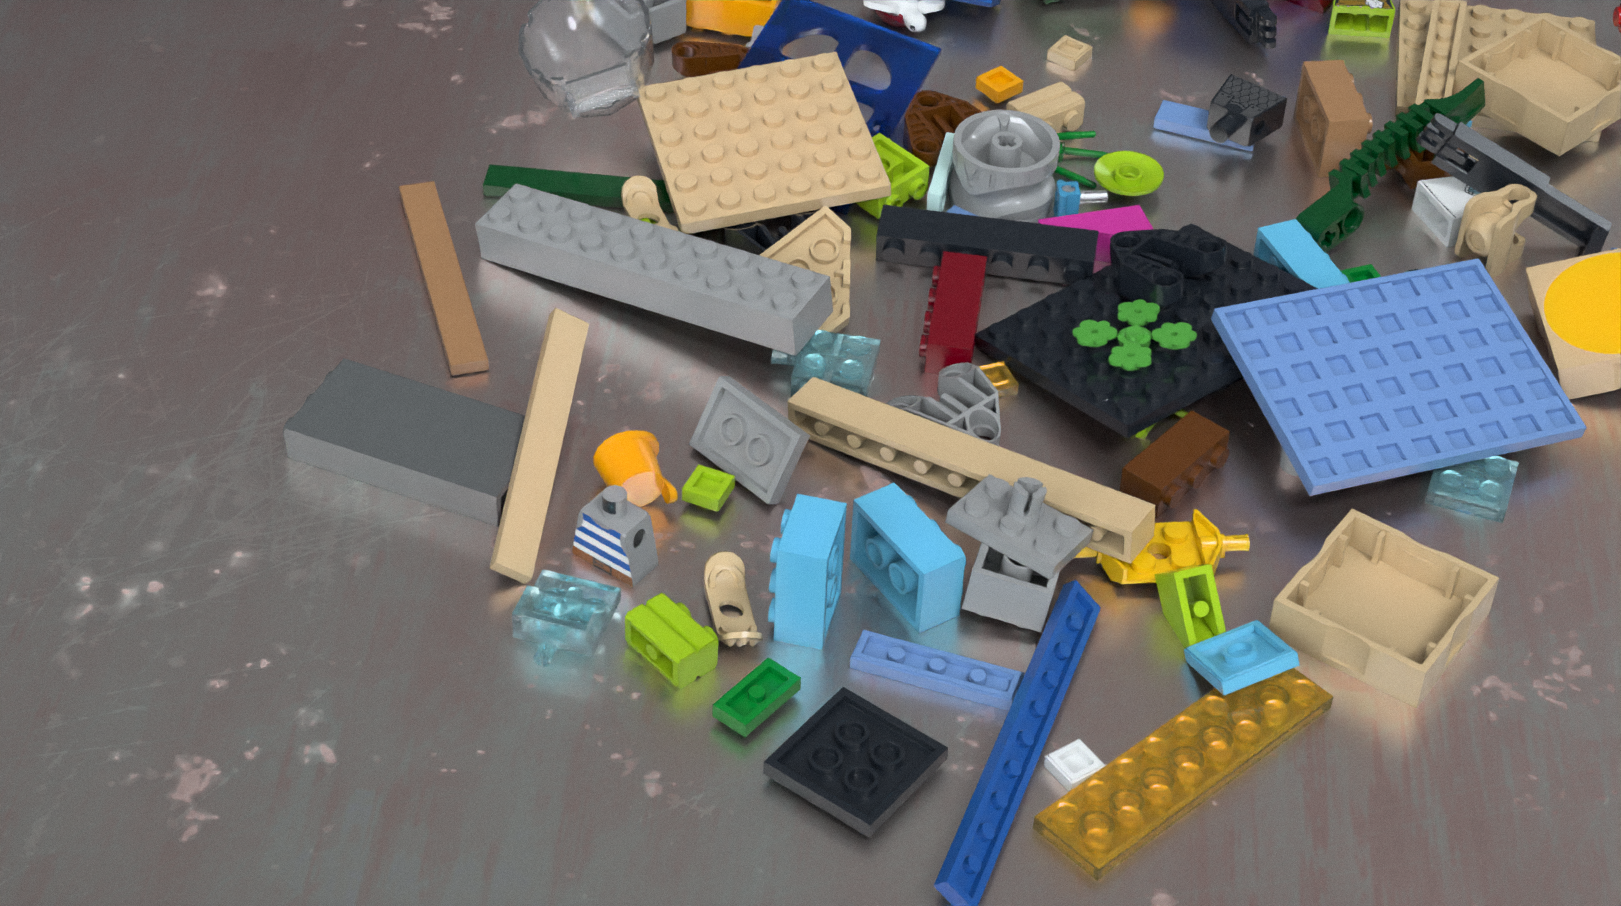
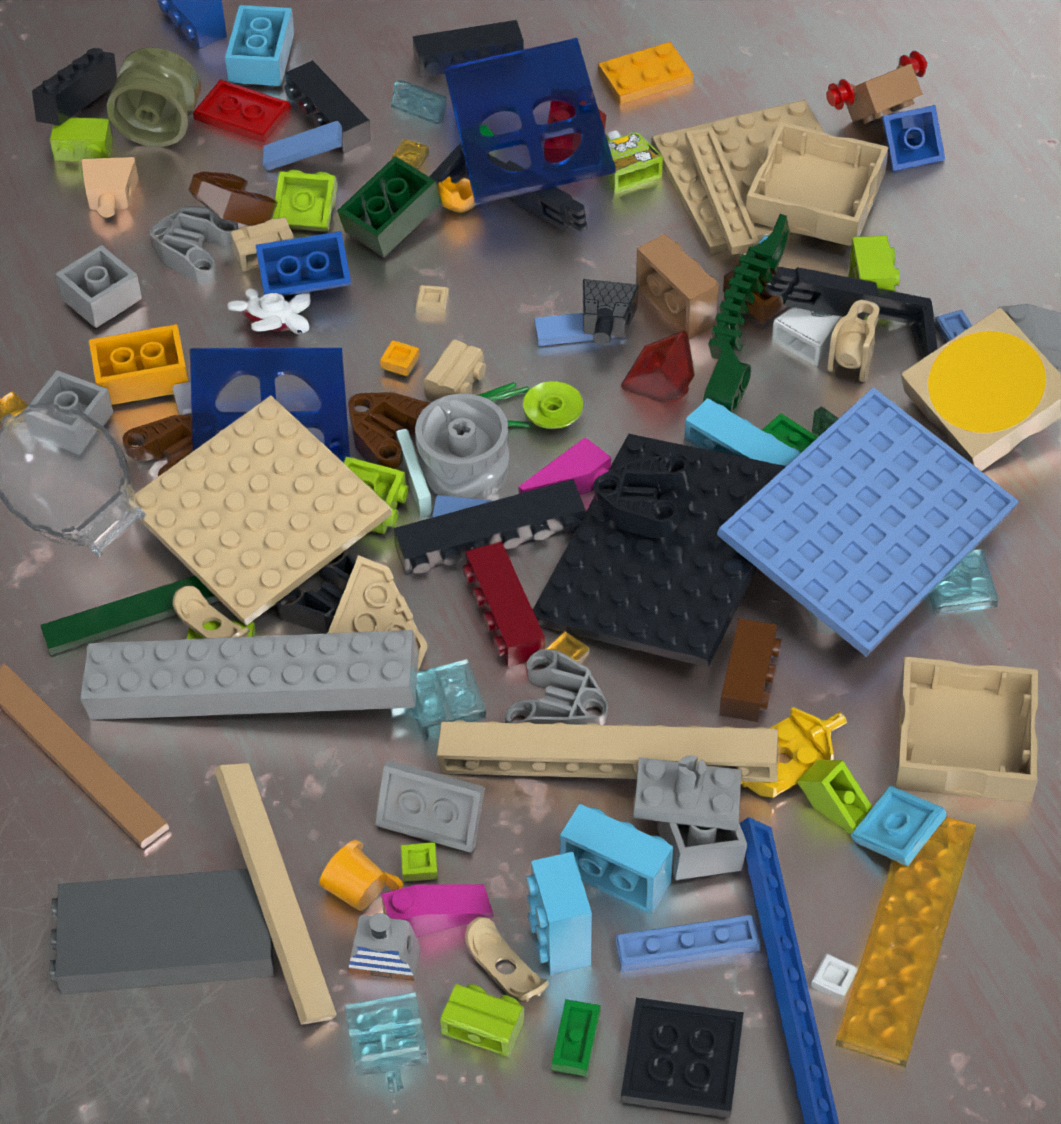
camera: 25 degrees left, 10 degrees up
(695, 530) = (437, 906): none -> dark pink slope
(1069, 196) = (524, 451): dark azure piece -> none
(1134, 340) = (664, 573): bright green plant -> none
(1268, 187) = (662, 369): none -> clear red slope
(1568, 165) = (874, 261): none -> lime brick

